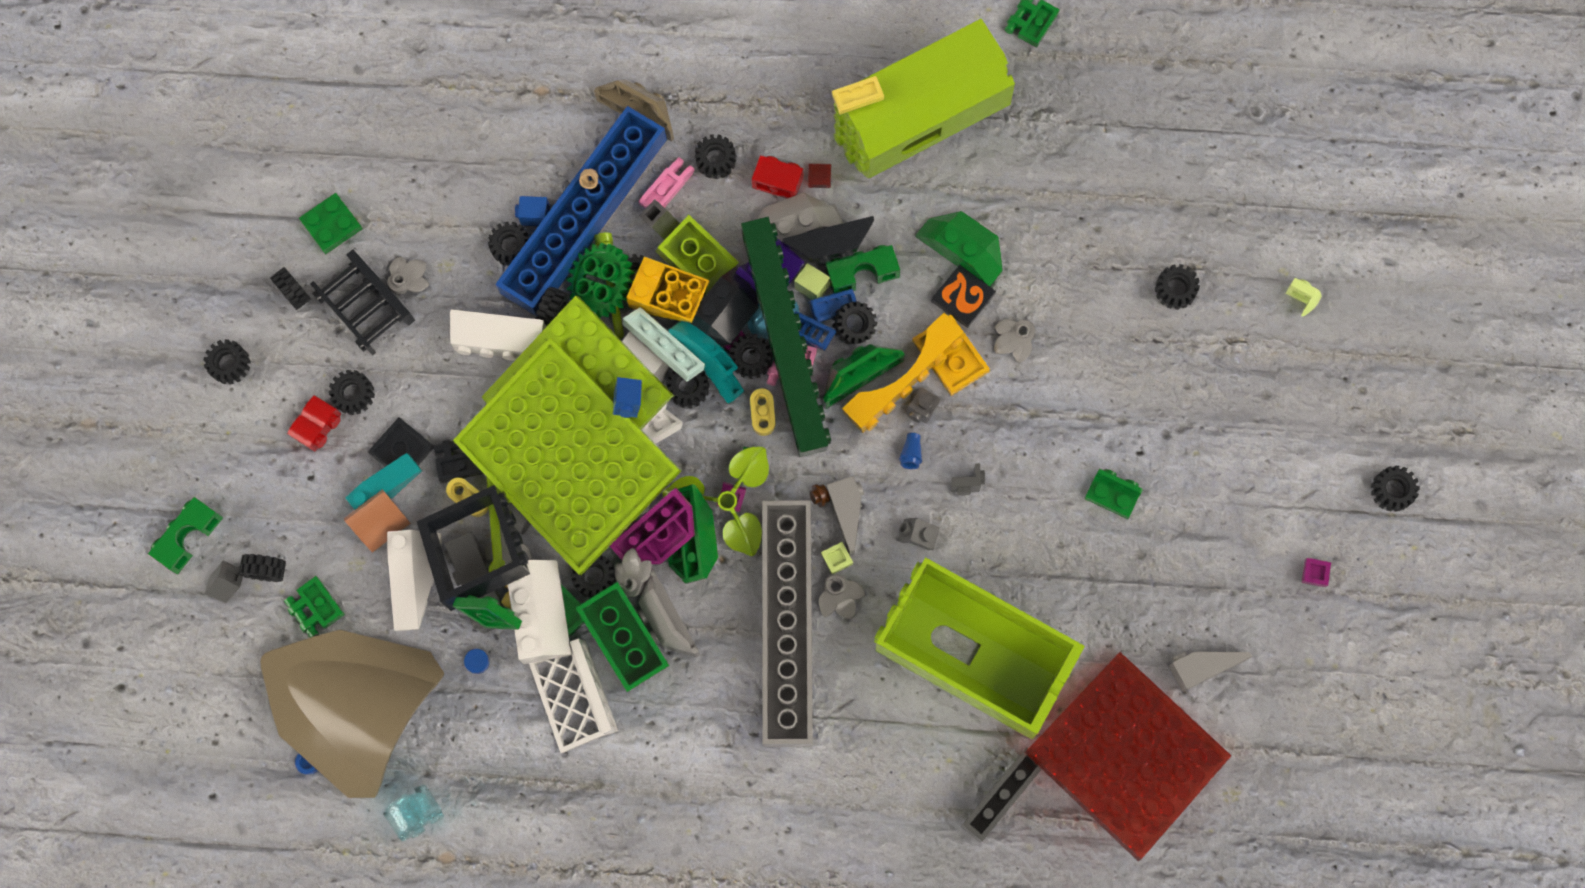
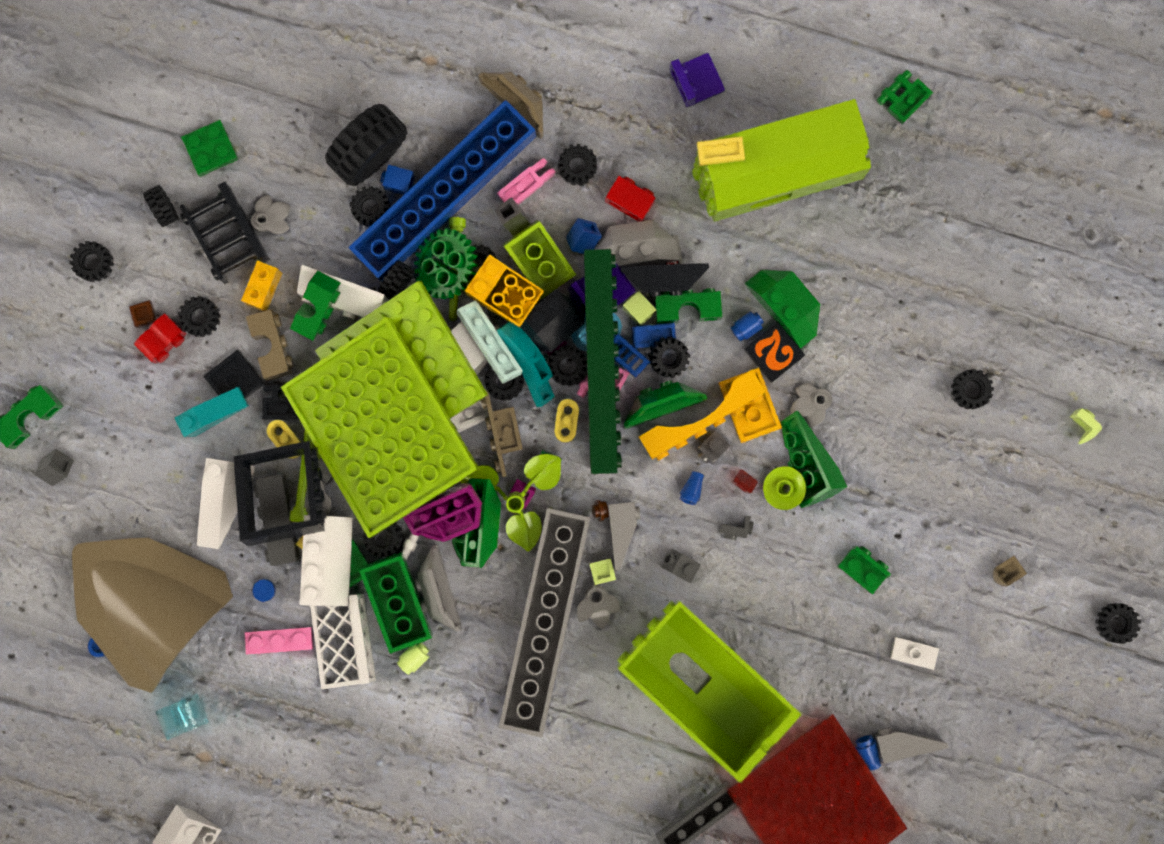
camera: 10 degrees right, 10 degrees up
(262, 567) = (89, 464): black tyre -> none
(290, 403) = (143, 314): none -> reddish brown tile
(321, 604) = (135, 505): green plate -> none
(375, 519) = (198, 444): nougat slope -> none
(412, 346) = (261, 286): none -> yellow brick
(423, 386) = (276, 362): none -> dark tan arch
(478, 332) = (321, 292): none -> green arch
(487, 612) = (280, 558): green plate -> none
(493, 177) = (366, 144): none -> black tyre
(503, 711) = (279, 640): none -> bright pink plate
(584, 178) = (450, 165): tan hinge -> none
(627, 397) = (444, 392): blue brick -> none
(632, 573) = (417, 547): light grey plate -> none
(654, 695) = (413, 658): none -> yellowish green brick
(699, 436) = (504, 431): none -> dark tan bracket
(732, 223) = (583, 236): none -> blue panel
(817, 49) = (696, 79): none -> dark purple bracket
(819, 176) = (670, 205): clear red tile -> none
(928, 275) = (747, 326): none -> blue brick
(964, 433) = (745, 481): none -> clear red slope
(1000, 421) = (774, 488): none -> lime dish
(1032, 402) = (811, 460): none -> green wedge
(1168, 682) = (868, 751): none -> blue cone
(1189, 569) = (914, 653): none -> white plate
(1265, 462) = (1008, 572): none -> dark tan plate
(1316, 572) = (1026, 683): magenta plate -> none

